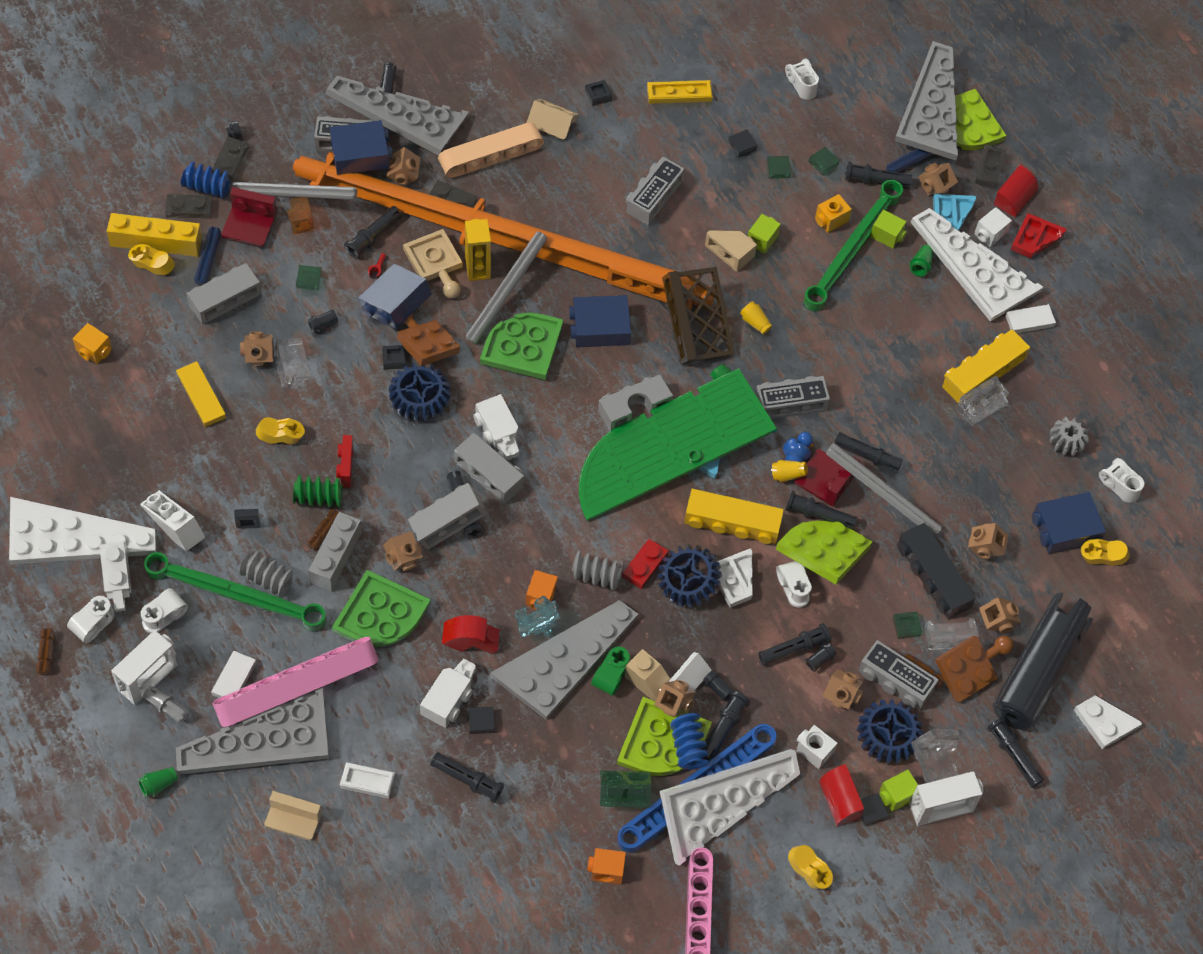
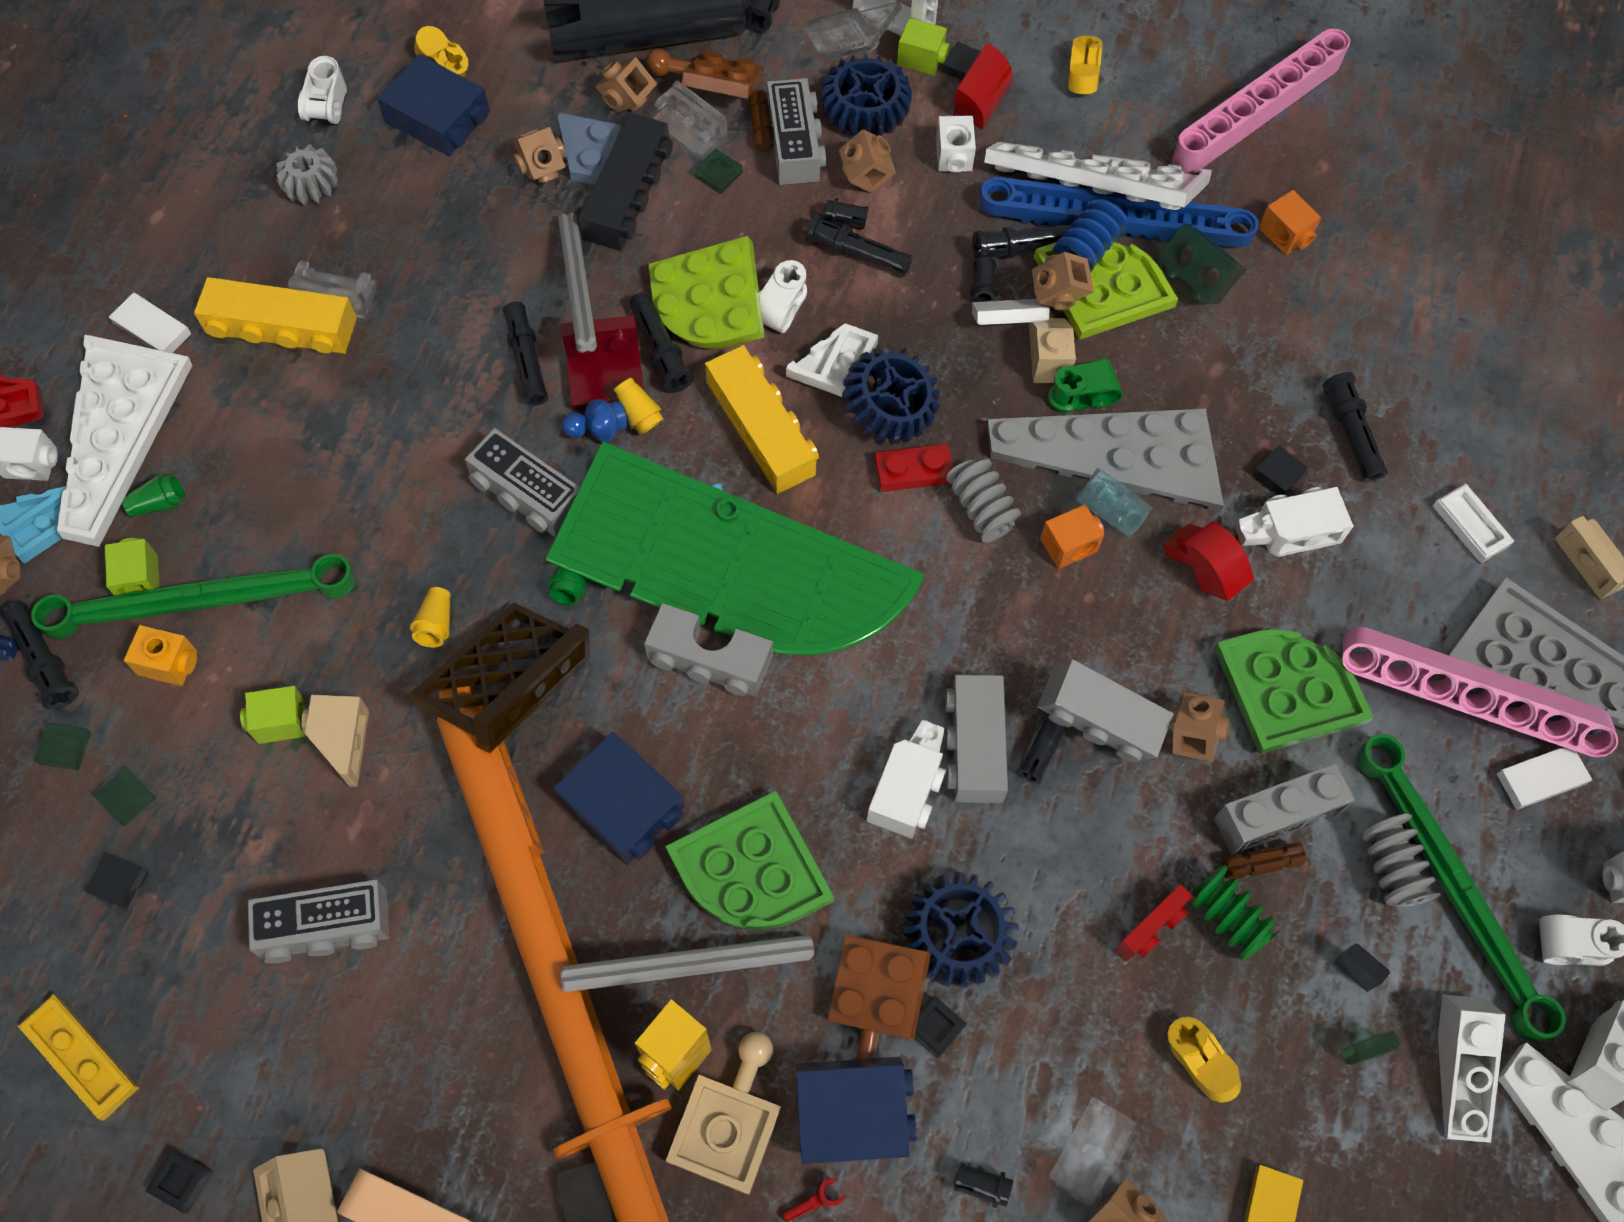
camera: 130 degrees left, 5 degrees up
(217, 490) = (1371, 1048): none -> clear green tile
(981, 577) = (587, 145): none -> sand blue wing

